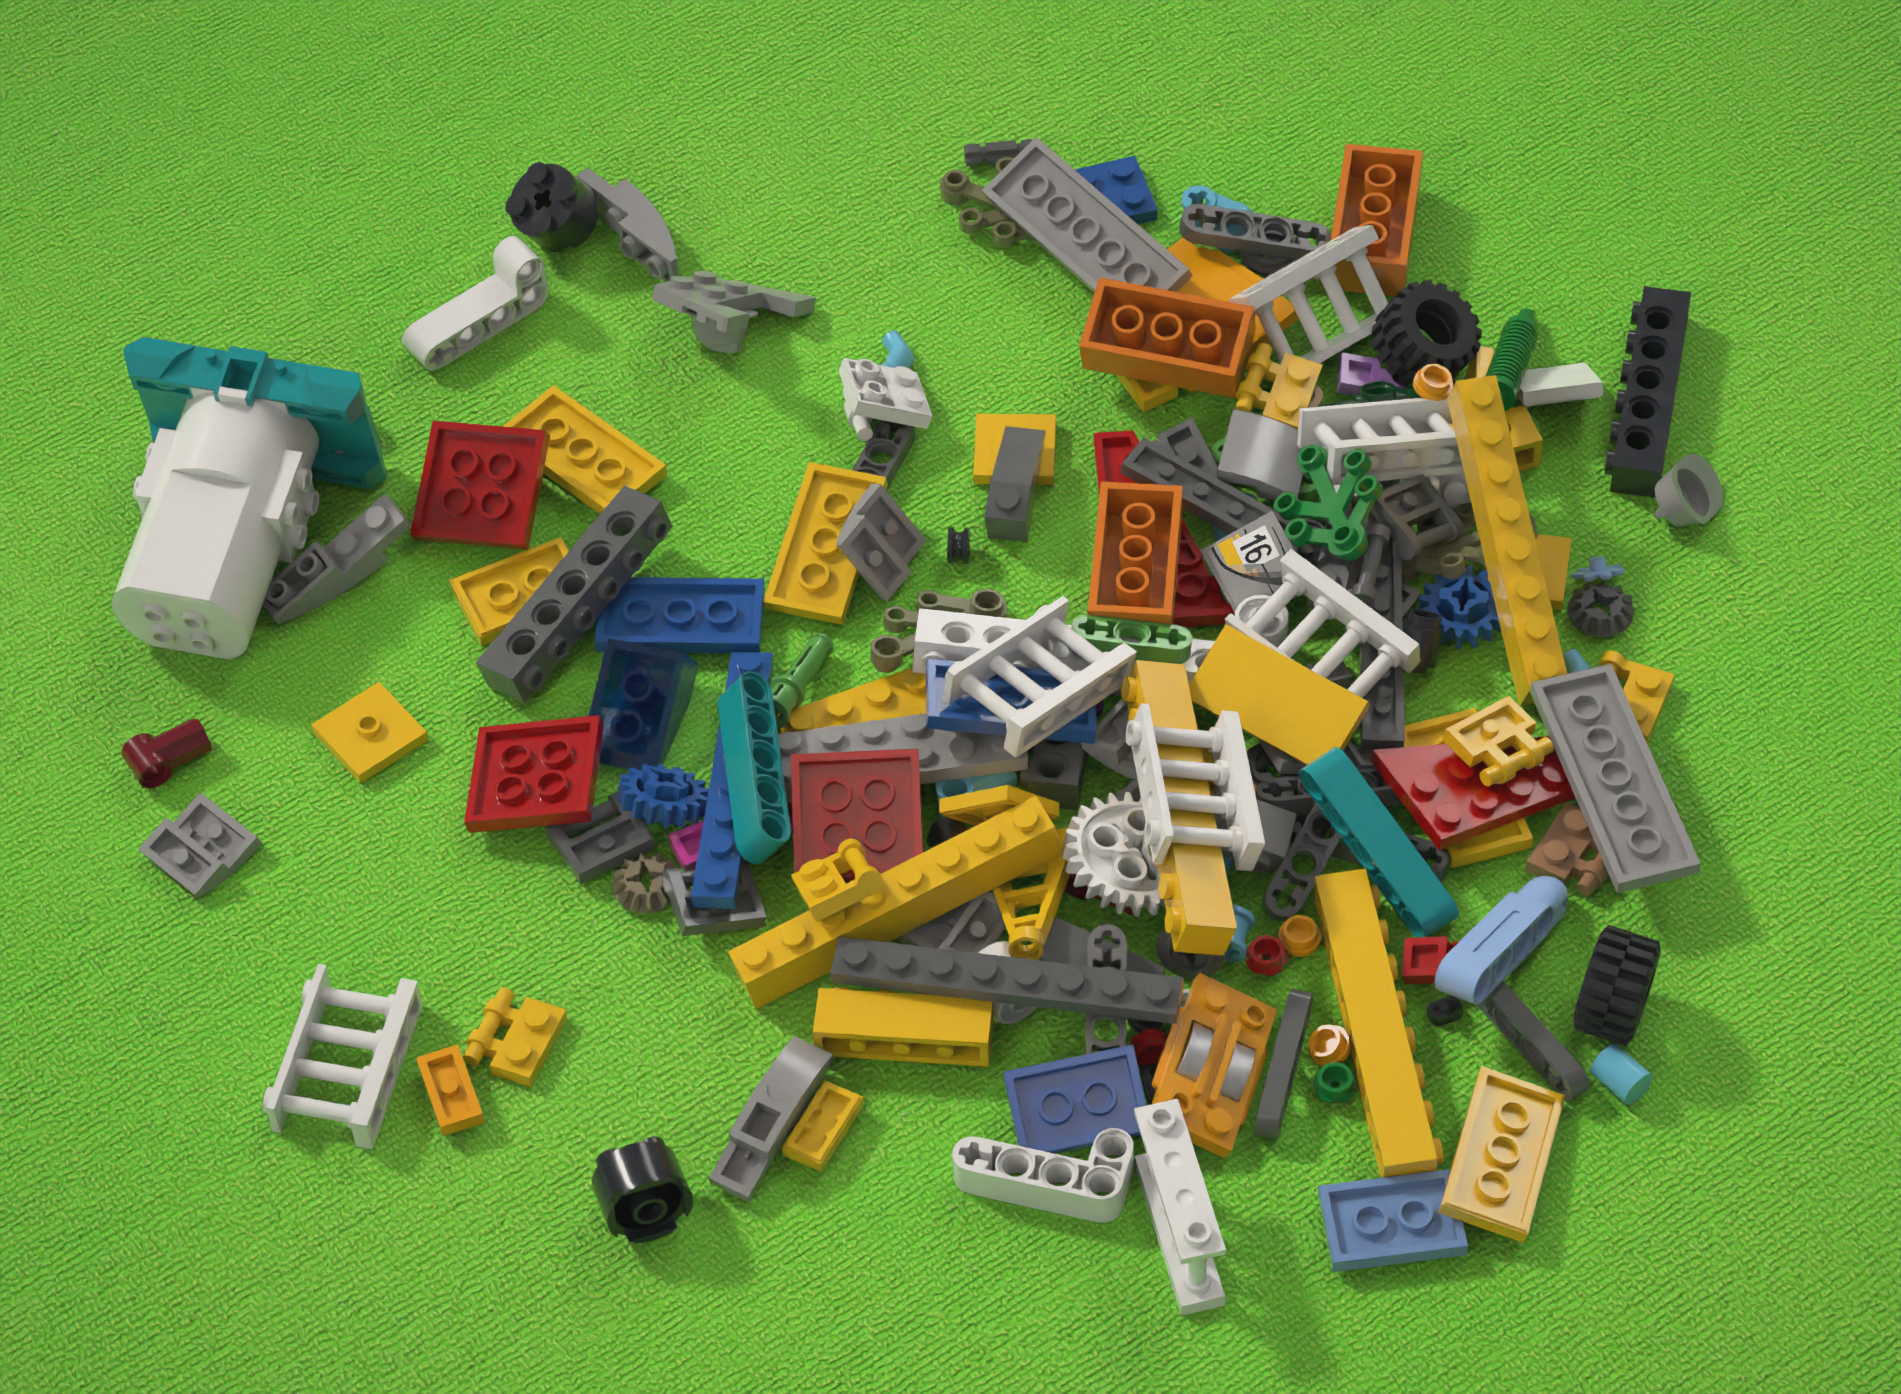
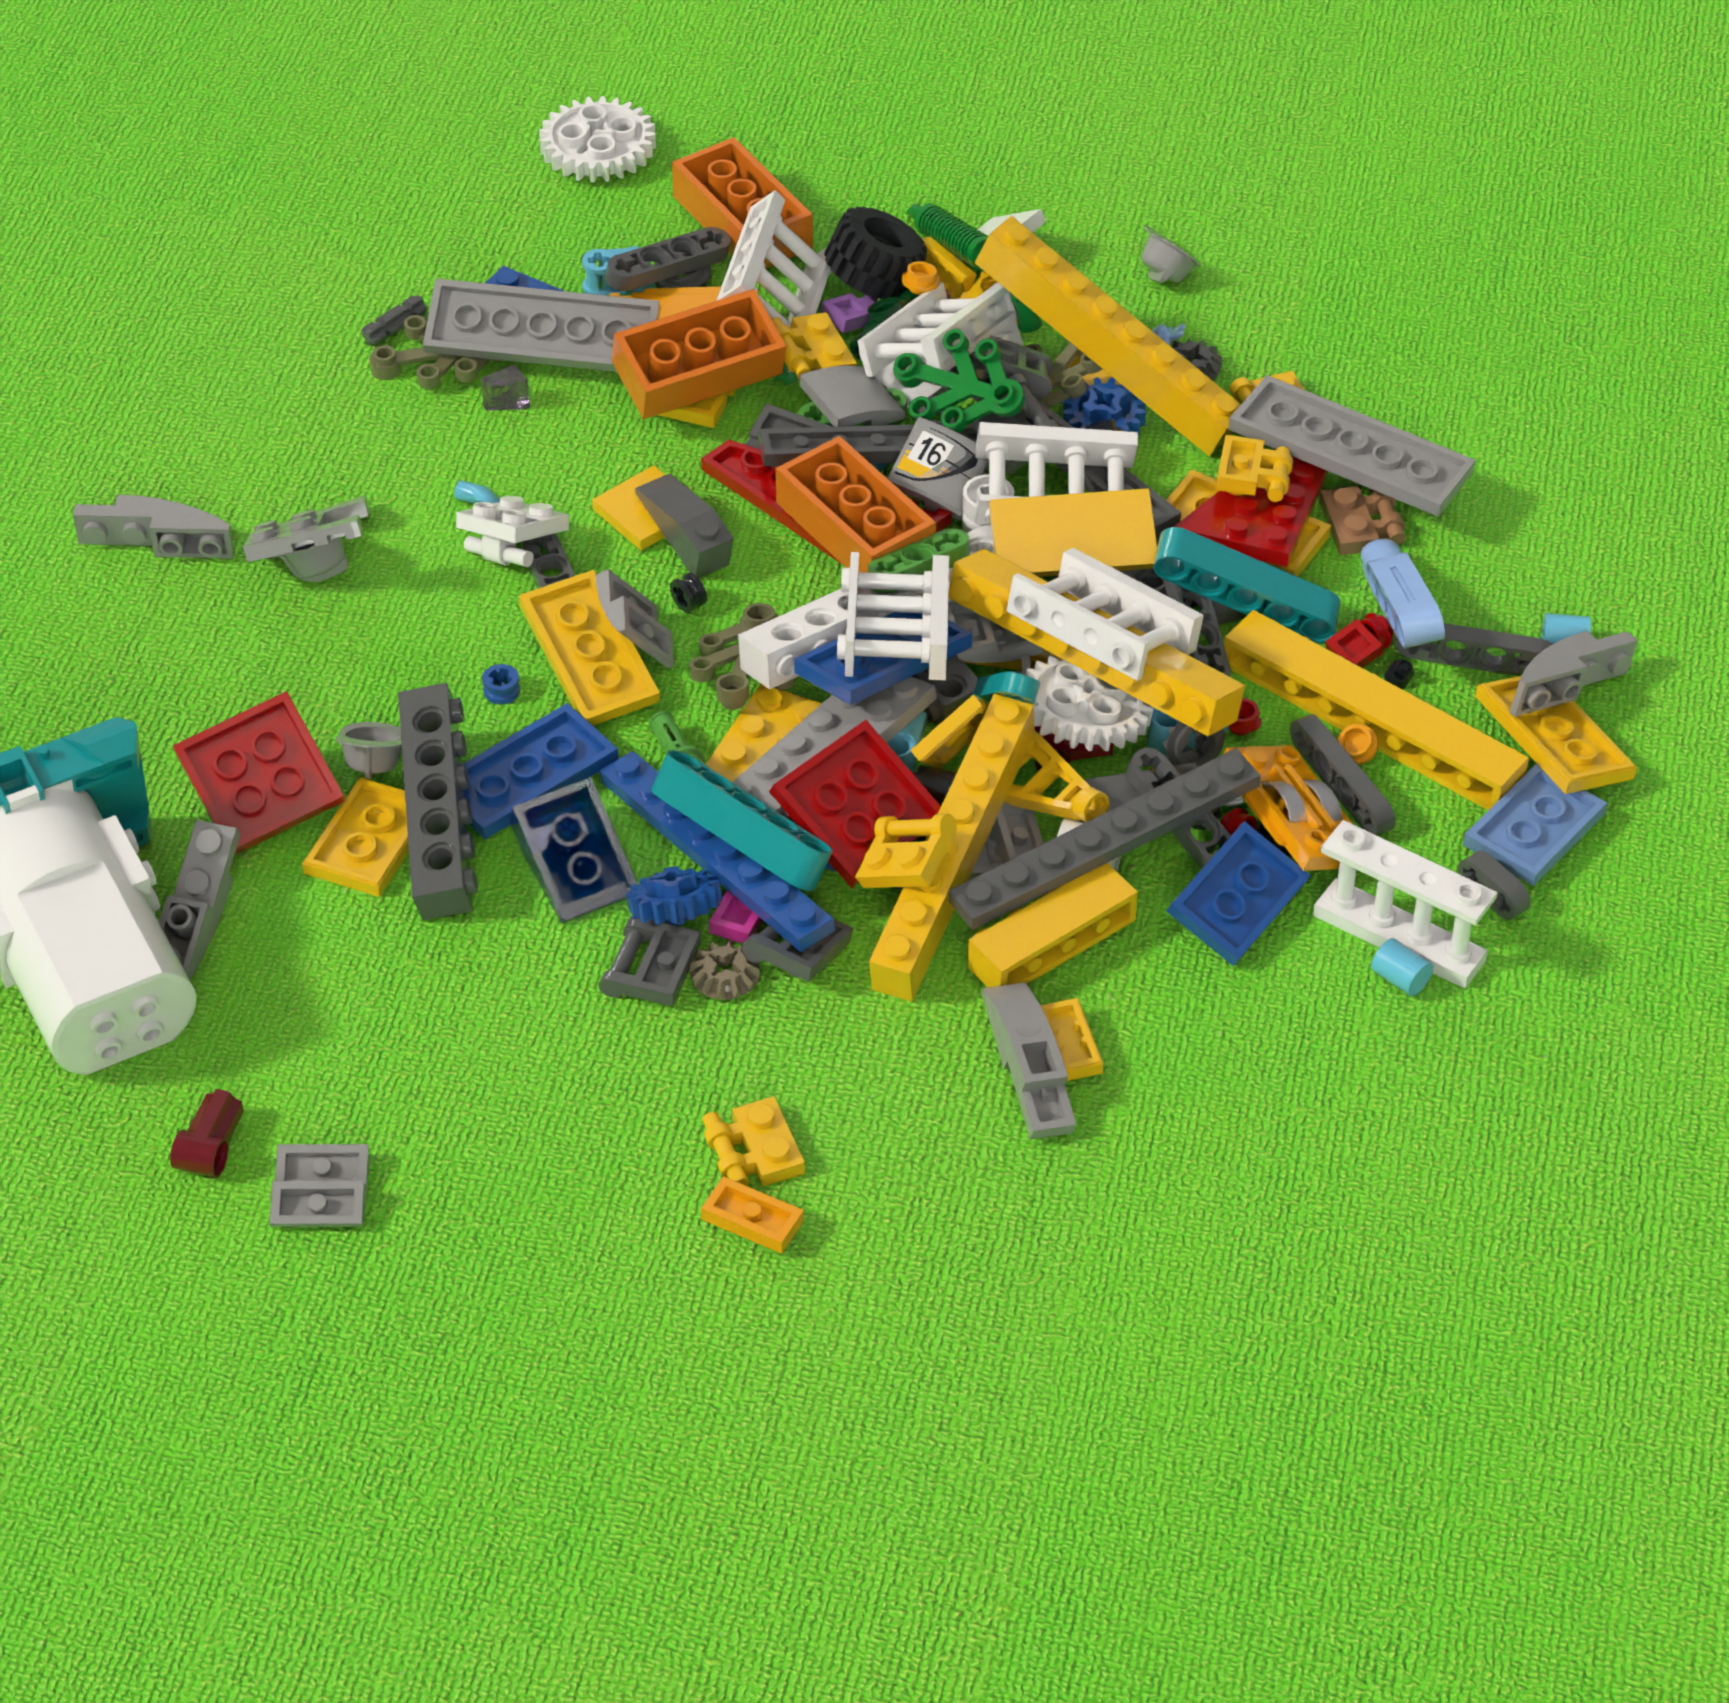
camera: 45 degrees left, 5 degrees down
(369, 732) = (365, 1013): yellow plate -> none
(375, 1081) = (663, 1215): white fence -> none
(482, 310) = (98, 653): white beam -> none
(534, 774) = (551, 948): red plate -> none
(553, 207) = (69, 528): black brick -> none
(573, 511) = (371, 747): none -> light grey piece
(587, 452) = (322, 700): yellow plate -> none
(641, 1190) = (1000, 1170): black brick -> none
(740, 539) = (501, 674): none -> blue bush
(977, 1158) = (1302, 950): white beam -> none
(1012, 271) = (505, 390): none -> slope
(1061, 799) = (1009, 685): none -> teal beam
(1139, 1259) = (1402, 967): none -> medium azure piece
(1294, 1246) = (1511, 893): none -> dark grey beam
(1300, 935) = (1255, 686): light orange plate -> none
(1334, 82) = (597, 139): none -> white gear
(1335, 1074) = (1388, 765): green plate -> none
(1557, 1100) = (1569, 664): none -> light grey slope
(1616, 985) = (1512, 570): black tyre -> none
(1650, 391) = (1071, 213): black brick -> none

